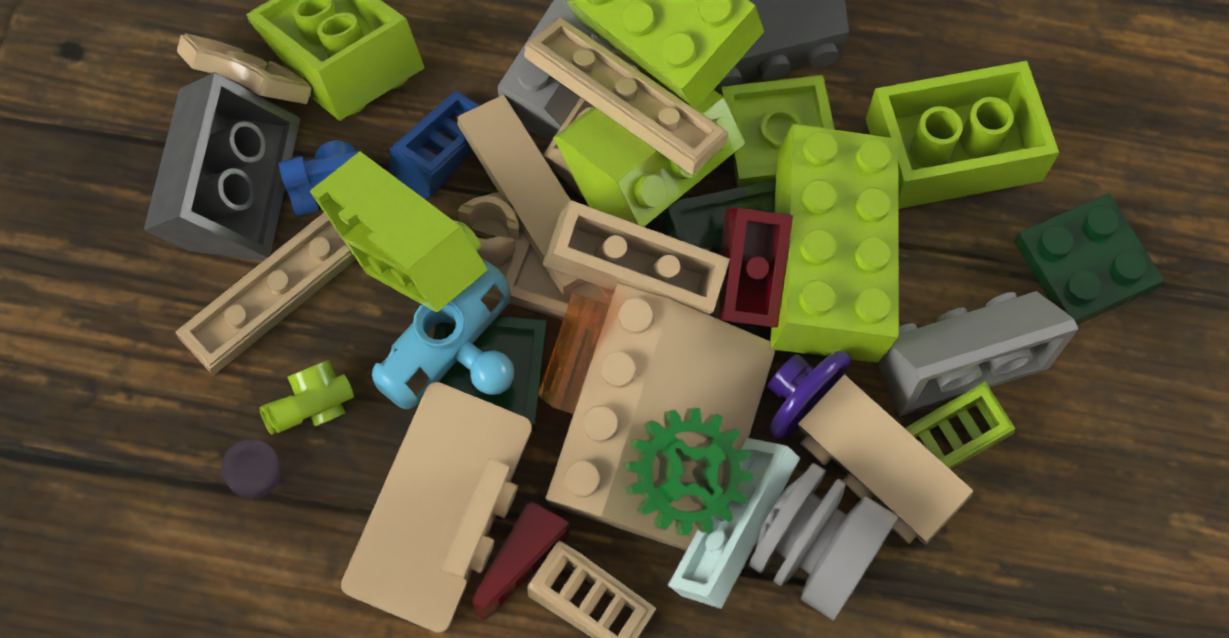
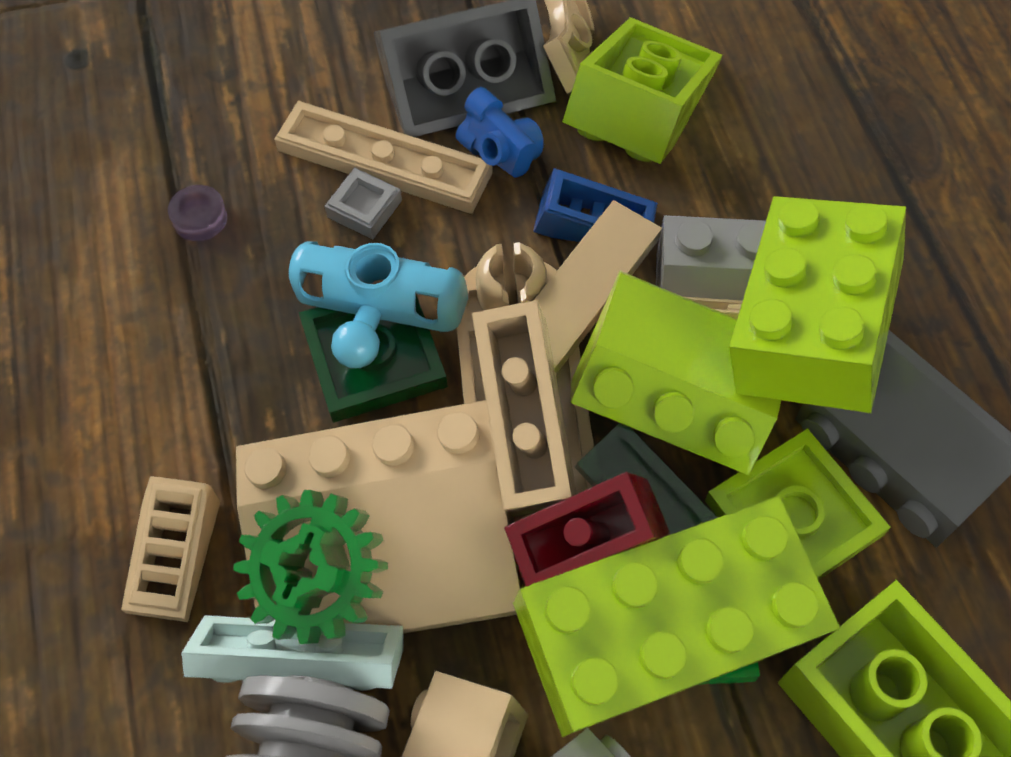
camera: 70 degrees right, 5 degrees down
(316, 396) = (281, 223): lime plate -> none
(322, 322) = (363, 203): none -> light grey tile
(399, 233) = (451, 201): lime wedge -> none
(438, 507) = (209, 366): tan bracket -> none
(519, 557) = (180, 457): dark red slope -> none
(573, 352) = (410, 399): clear orange plate -> none
(626, 95) = (698, 359): tan tile -> none
(803, 388) = (482, 658): dark purple piece -> none

